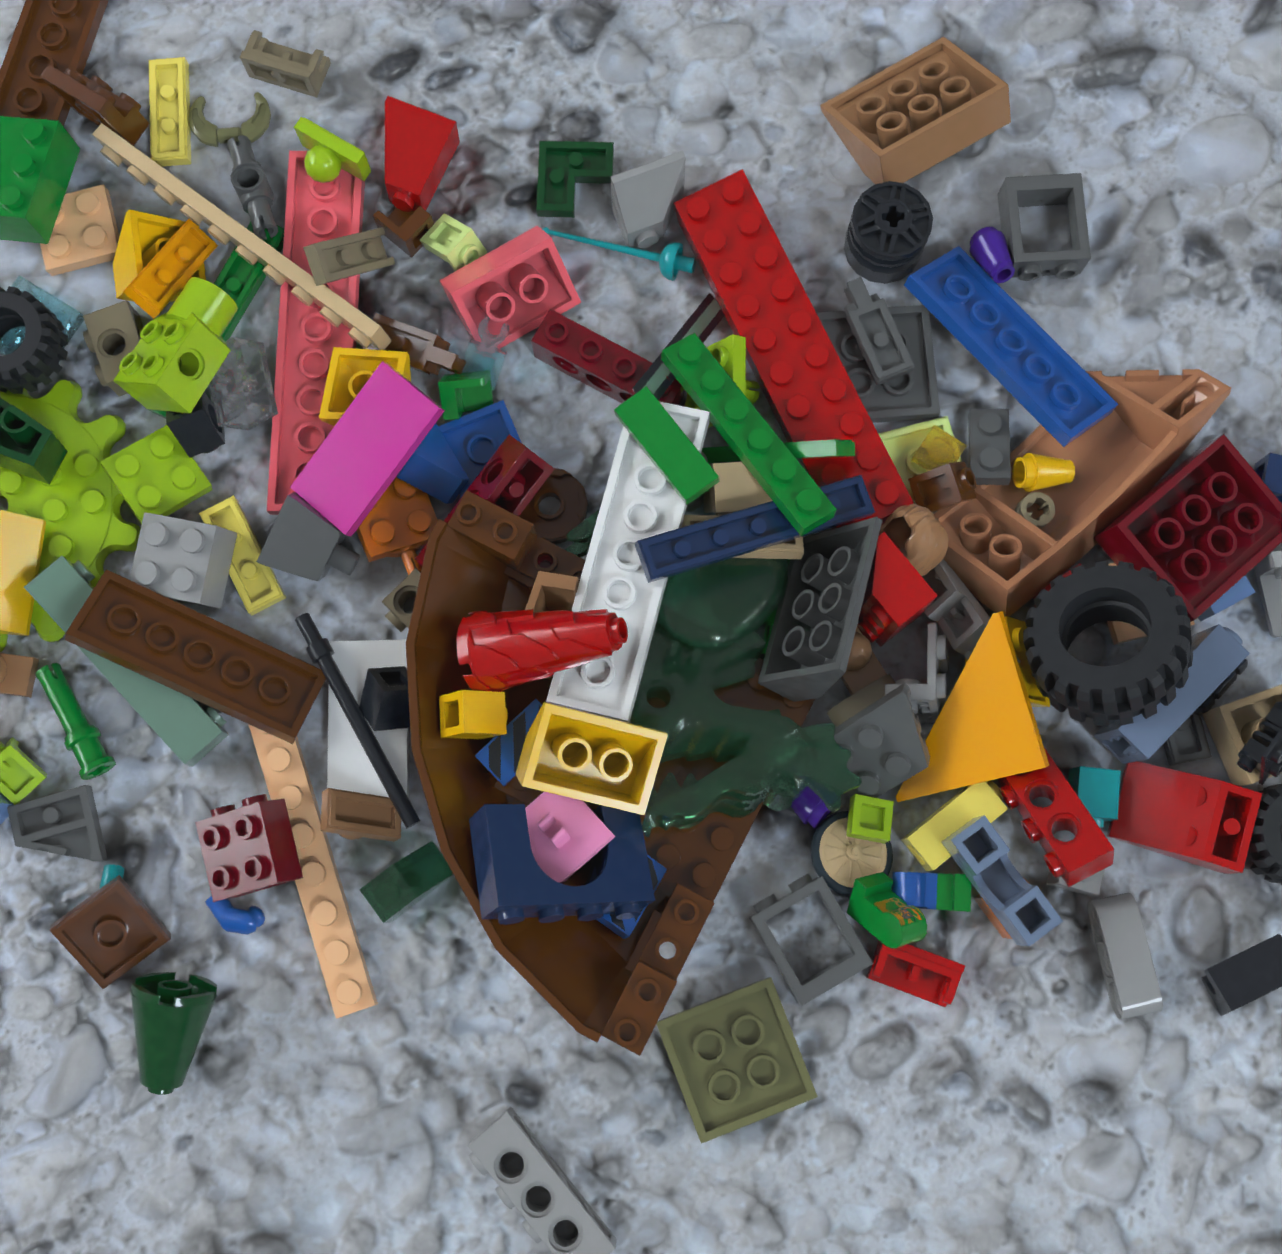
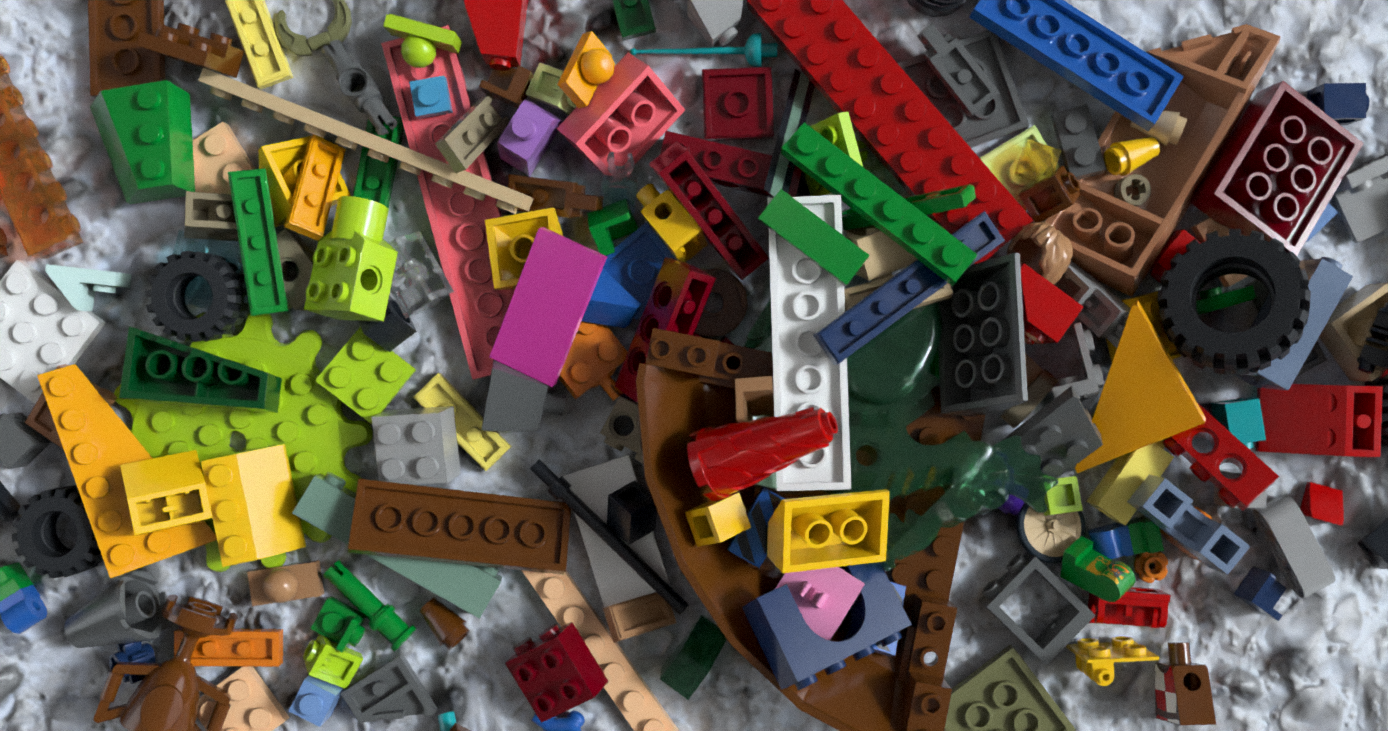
camera: 25 degrees left, 10 degrees up
(35, 733) = (340, 623): none -> green bracket
(65, 271) = (209, 217): none -> dark tan brick
(91, 302) = (257, 241): none -> green tile
(147, 766) = (444, 623): none -> reddish brown cone
(320, 214) = (431, 97): none -> dark azure plate
(406, 279) = (527, 136): none -> medium lavender torso
(487, 229) = (587, 68): none -> light orange tile
(529, 408) = (679, 230): none -> yellow torso
(569, 398) = (709, 210): none -> dark red brick
(637, 308) = (738, 103): none -> dark red plate
(860, 1013) = (1098, 659): none -> yellow hinge
(944, 928) = (1148, 575): none -> orange plate
(950, 1098) = (1183, 689): none -> reddish brown torso
(1075, 999) = (1261, 592): none -> dark blue panel
(1086, 453) = (1166, 129): none -> tan cone
(1100, 653) = (1215, 299): none -> green plate
(1170, 918) = (1323, 503): none -> red slope

